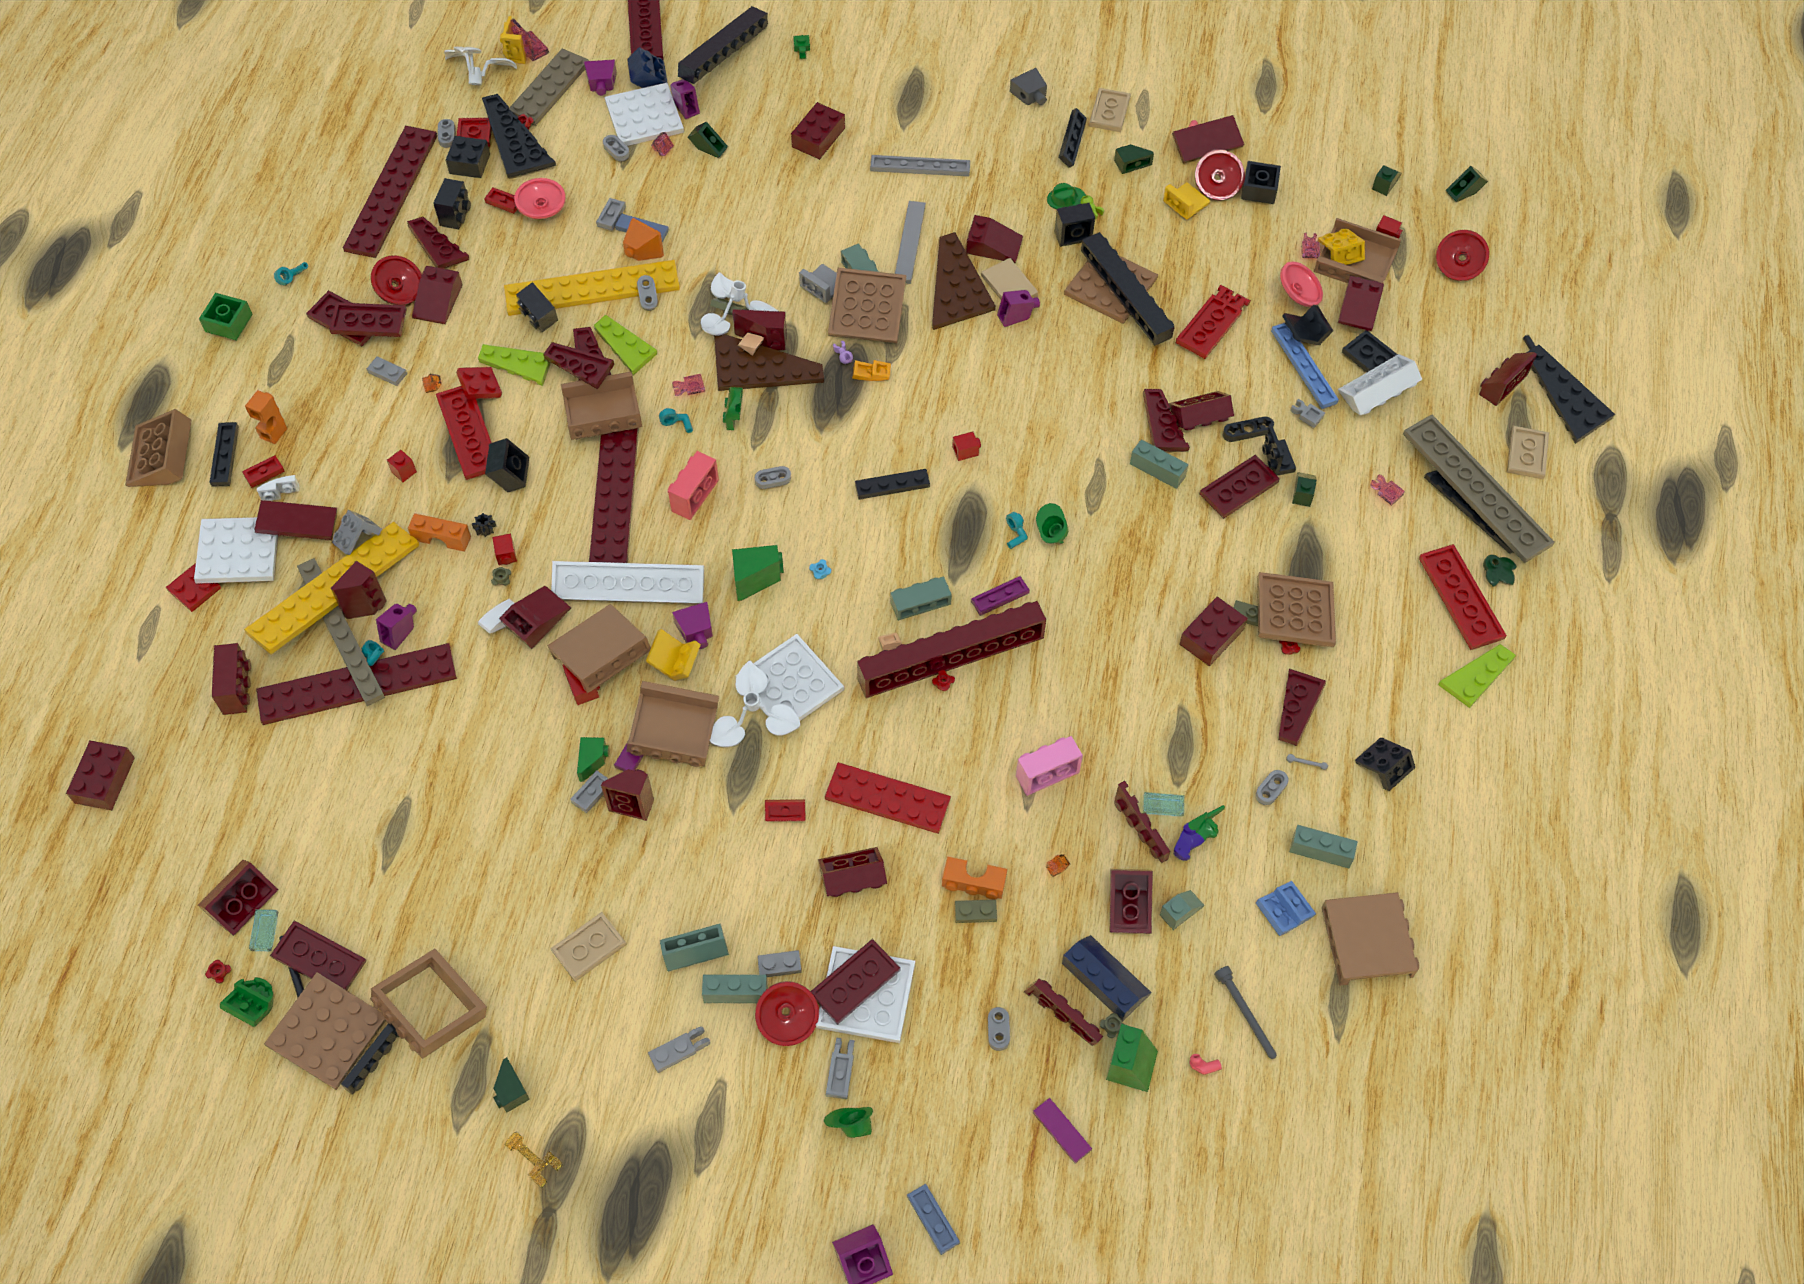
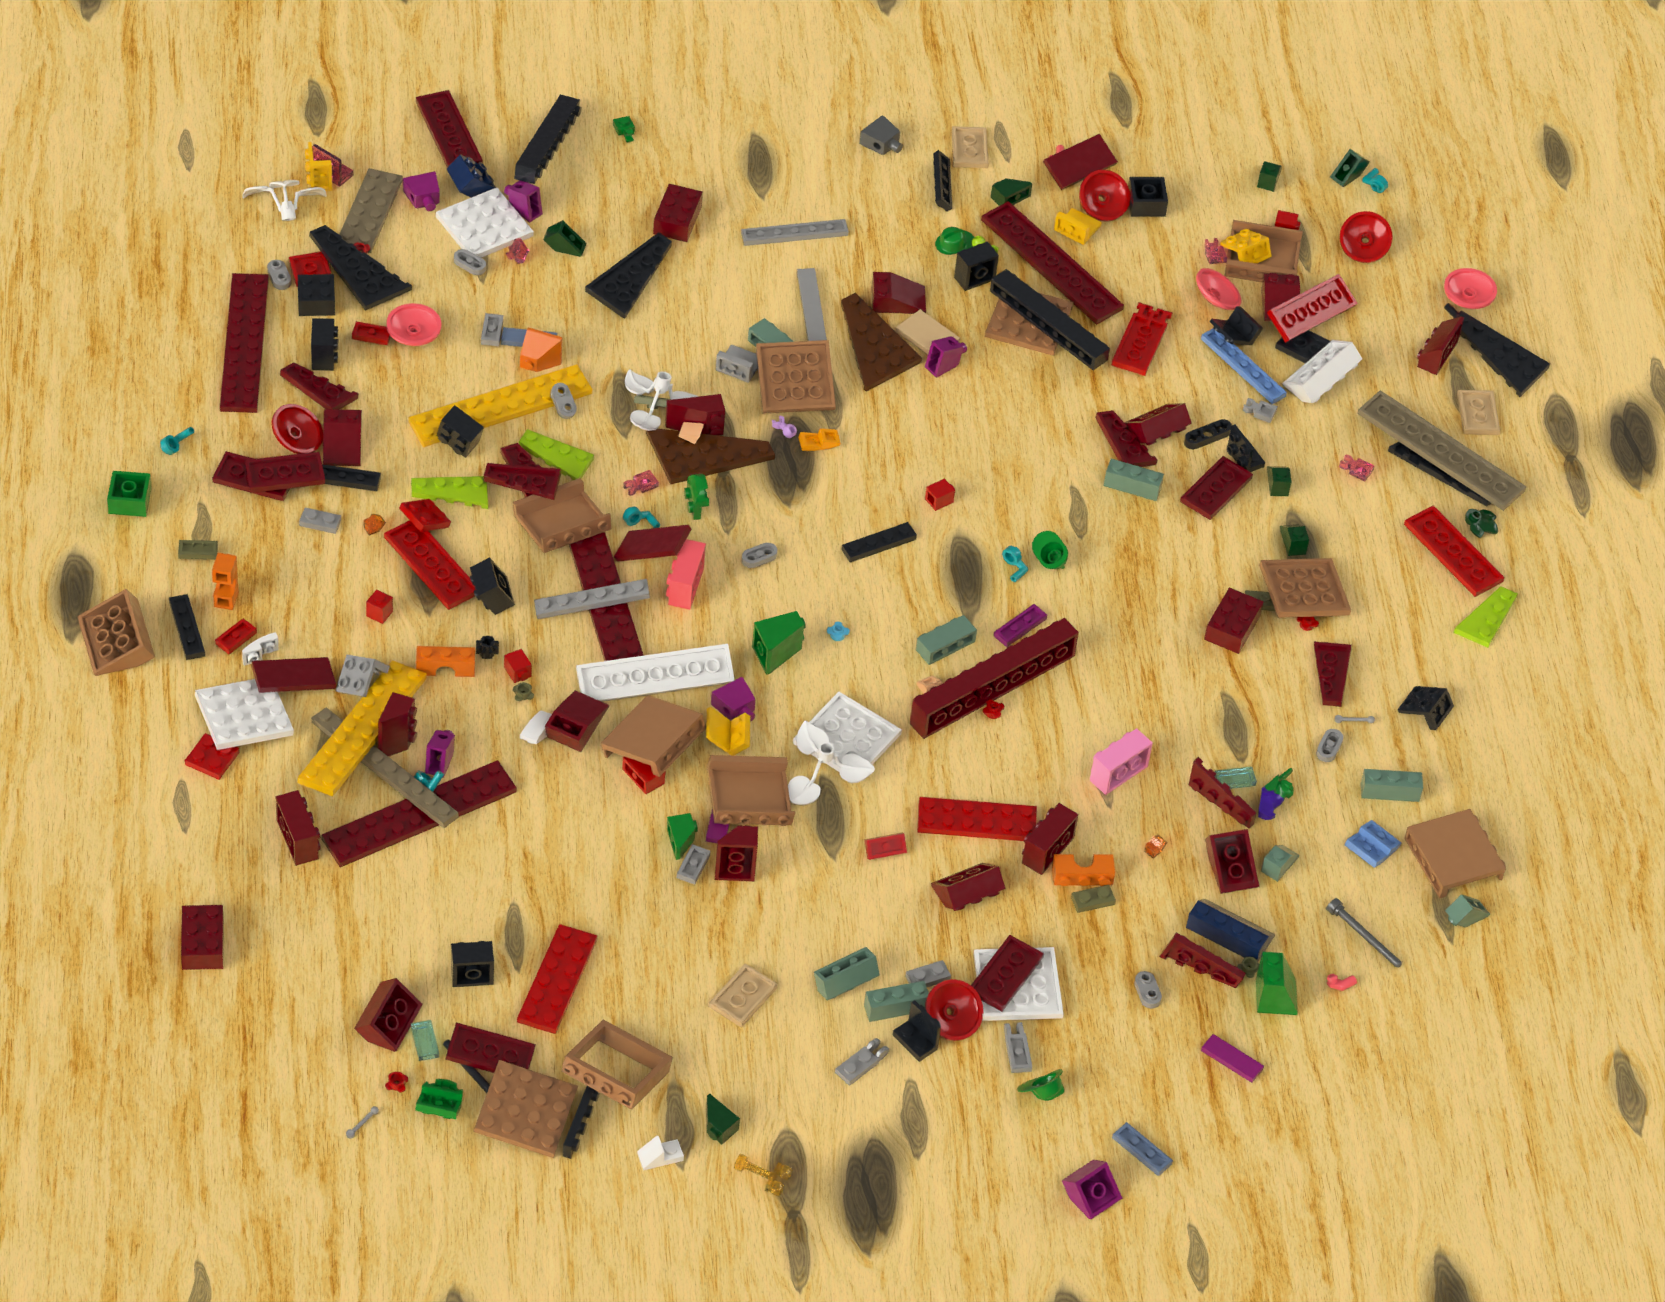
camera: 20 degrees left, 10 degrees down
(153, 1018) = (351, 1132): none -> light grey hinge
(266, 380) = (197, 549): none -> olive plate
(333, 859) = (472, 964): none -> black brick
(415, 889) = (557, 979): none -> red plate
(428, 334) = (351, 478): none -> black plate
(440, 1111) = (659, 1154): none -> white slope
(597, 494) = (592, 598): none -> light grey plate
(672, 448) = (652, 543): none -> dark red tile
(742, 1032) = (919, 1033): none -> black bracket
(749, 186) = (626, 280): none -> black wing
(948, 837) = (1049, 838): none -> dark red brick
(1151, 233) = (1052, 262): none -> dark red plate
(1302, 554) = (1295, 539): none -> dark green slope
(1363, 1010) = (1466, 911): none -> sand green slope
(1387, 318) = (1312, 308): none -> plate
(1489, 201) = (1377, 182): none -> teal plate
(1553, 323) = (1470, 288): none -> coral dish

